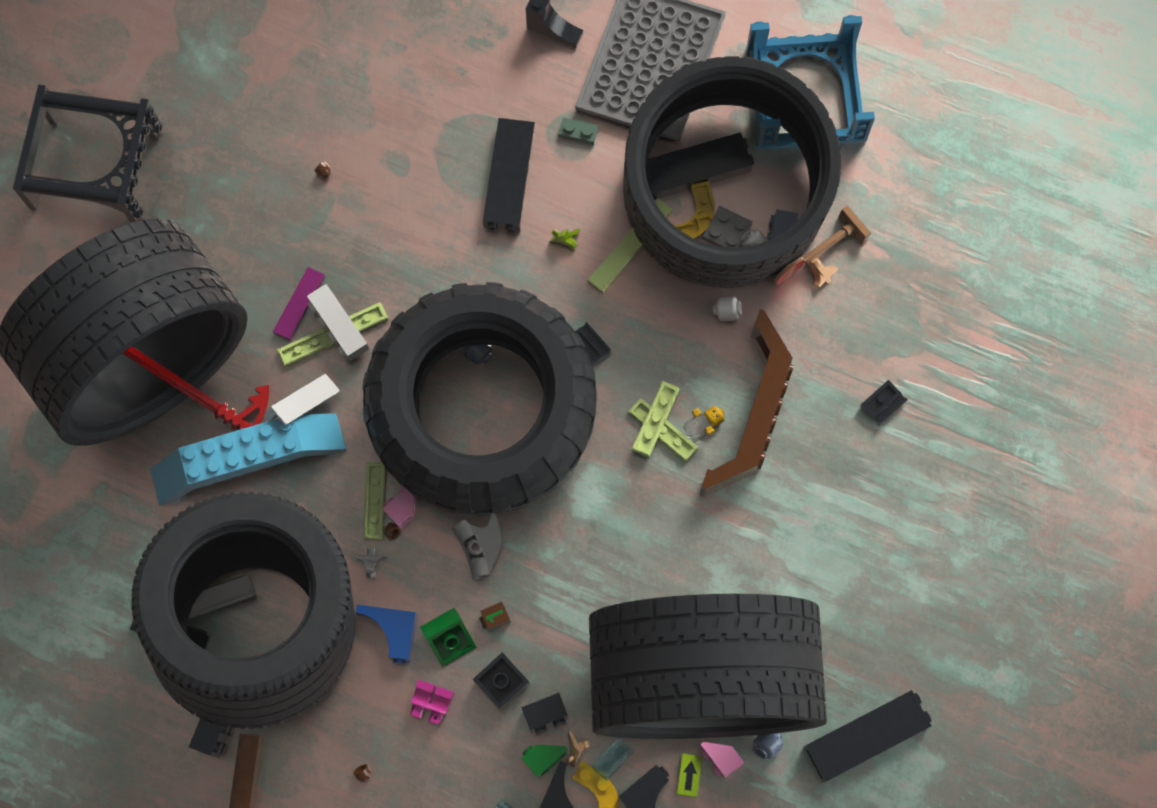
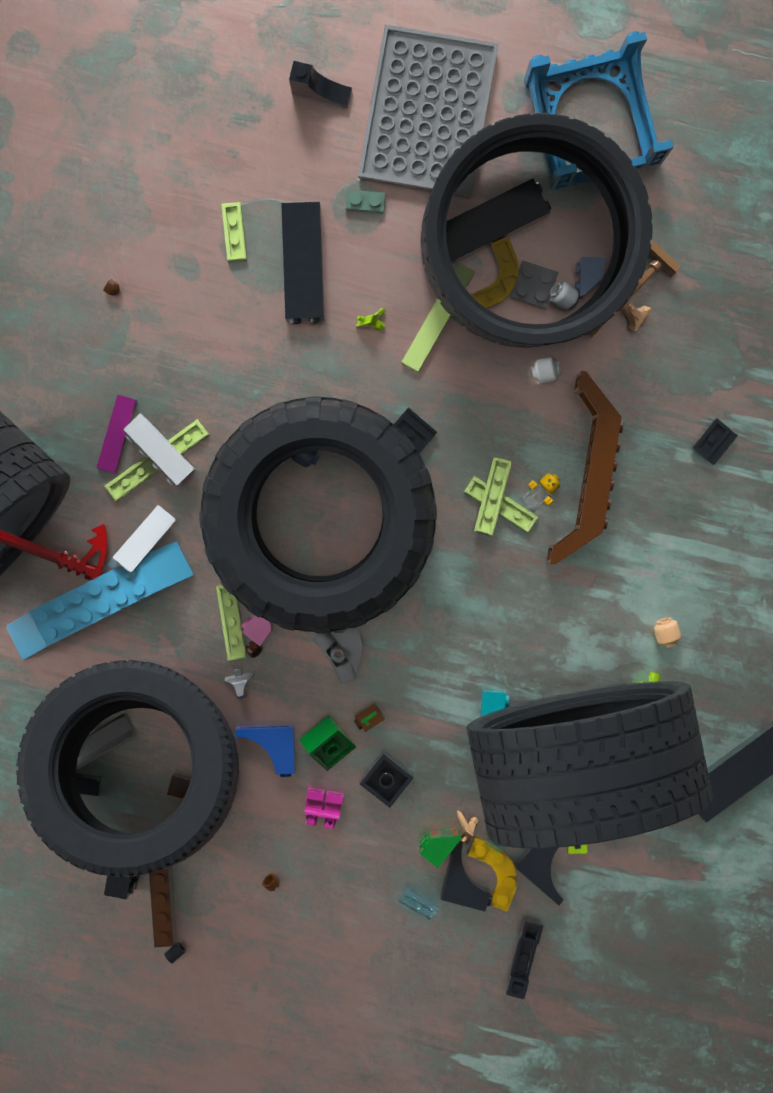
camera: 10 degrees left, 15 degrees up
(449, 139) = (234, 232): none -> yellowish green tile
(545, 714) = (433, 803): black brick -> none
(811, 580) = (667, 632): none -> light nougat head

